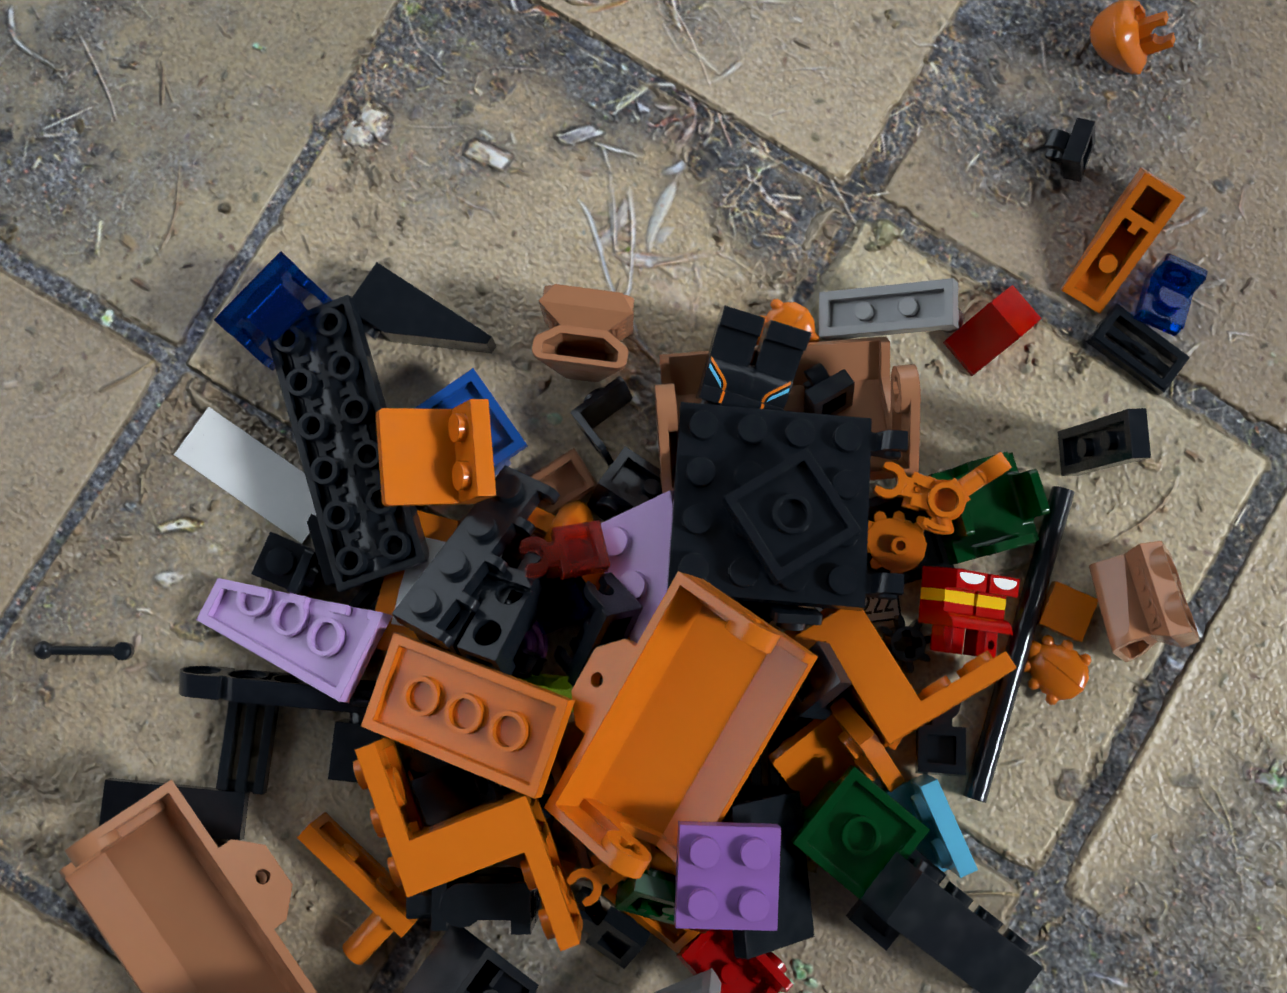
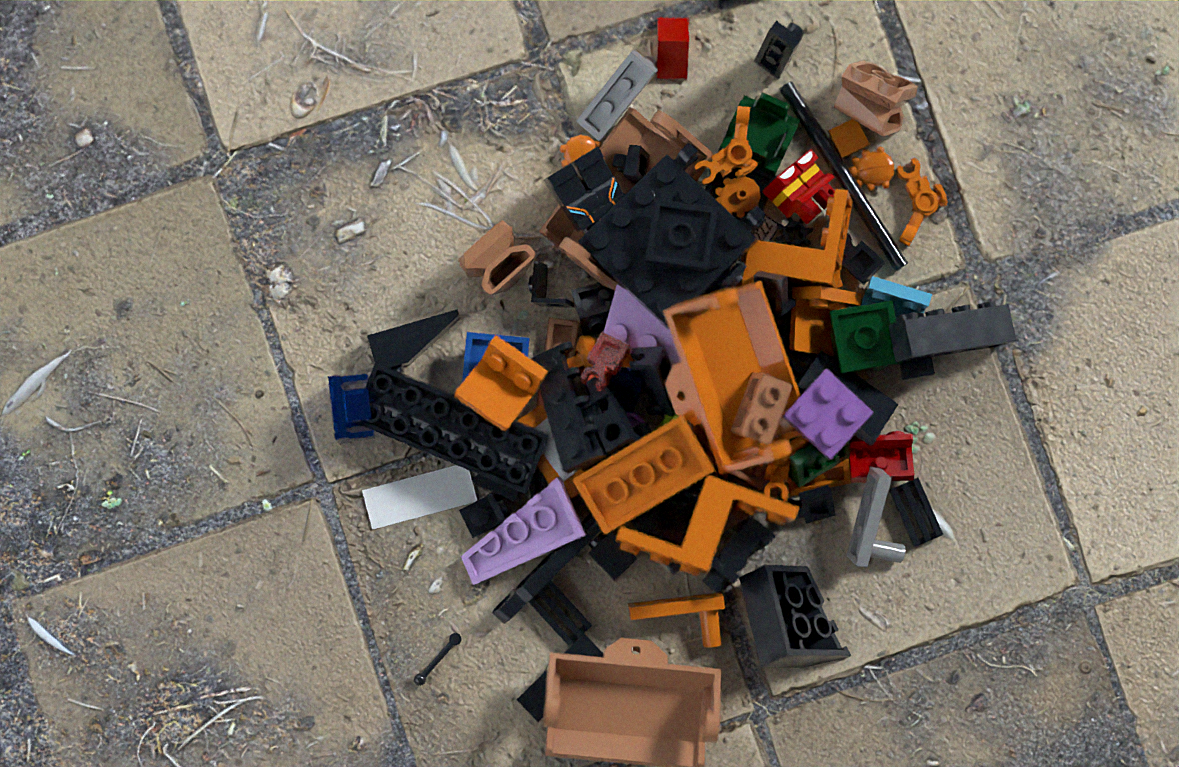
camera: 50 degrees left, 0 degrees up
(664, 789) = (761, 407): none -> nougat bracket
(1074, 757) = (923, 199): none -> orange piece

